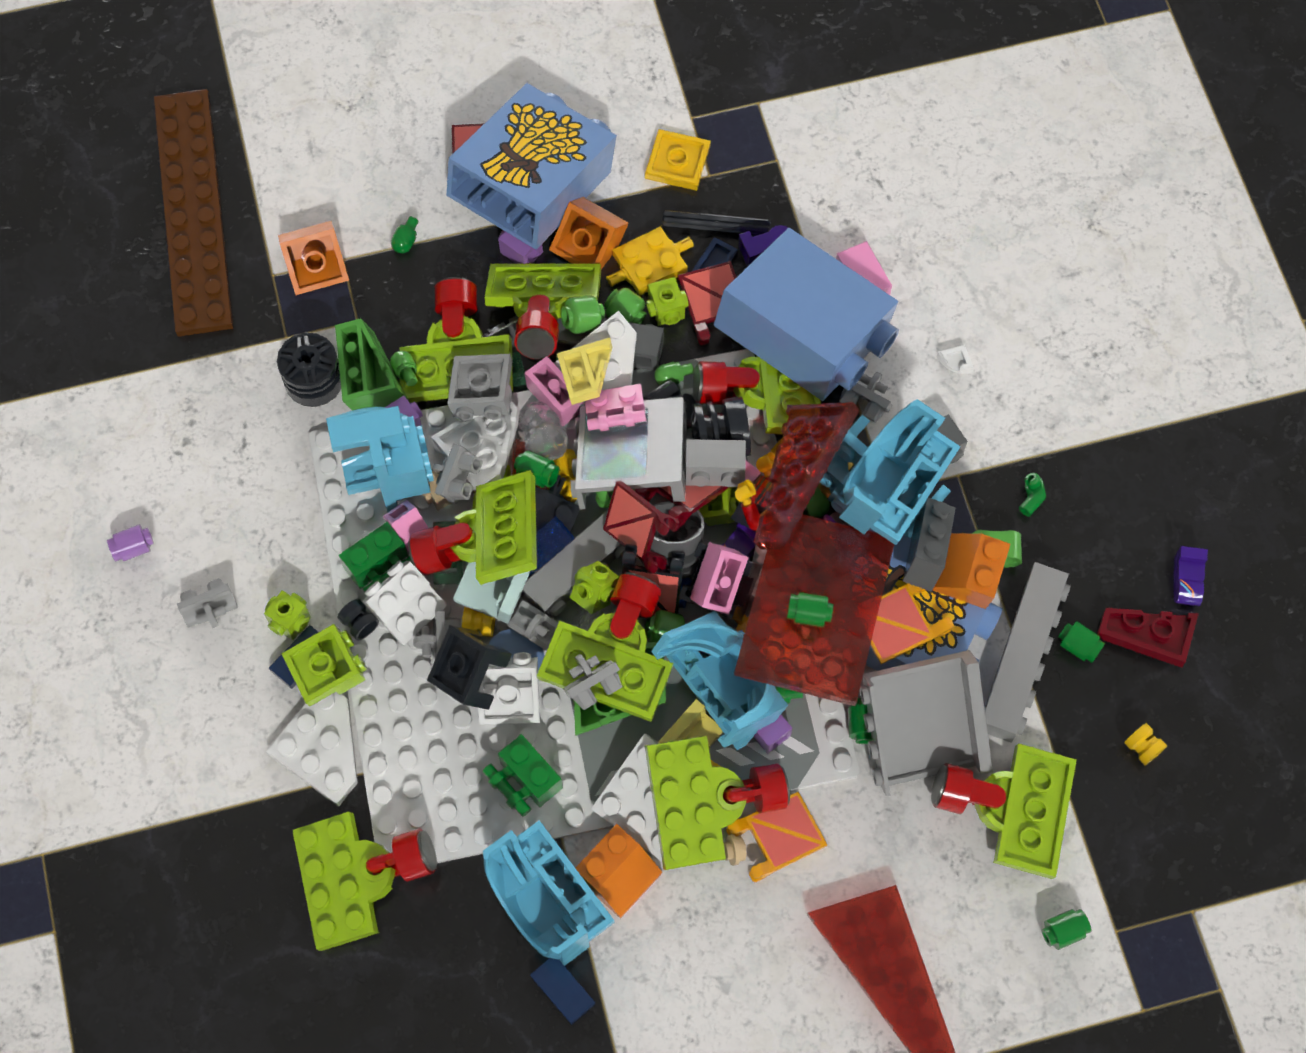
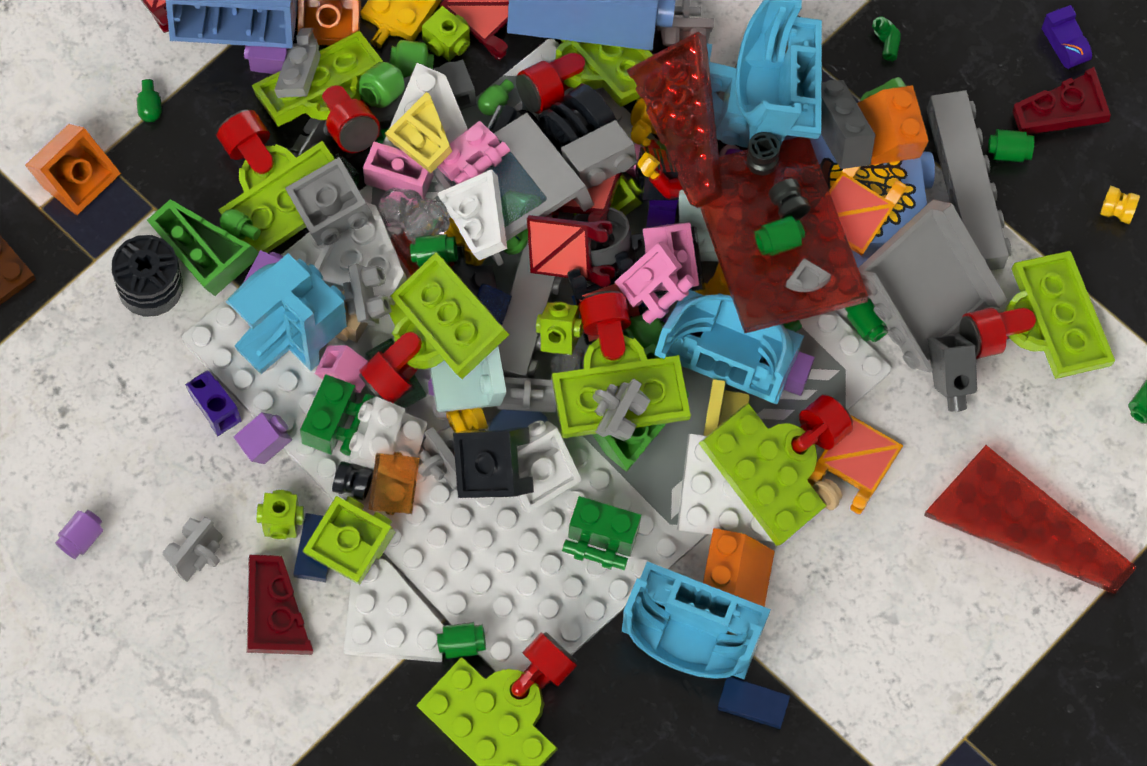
camera: 35 degrees left, 0 degrees up
(234, 687) = (272, 611): none -> dark red wing
(296, 497) = (213, 402): none -> dark purple leg
(314, 546) = (263, 437): none -> medium lavender brick
(358, 798) = (461, 640): none -> green brick
(384, 639) = (393, 483): none -> clear orange piece
(533, 266) = (299, 66): none -> light grey hinge
(583, 457) = (478, 213): none -> white wing
(688, 582) = (647, 275): none -> bright pink plate
(812, 657) = (808, 277): none -> light grey tile
(838, 581) = (789, 200): none -> pearl dark grey wheel
(840, 539) = (763, 153): none -> pearl dark grey wheel
(906, 804) = (953, 369): none -> dark grey torso

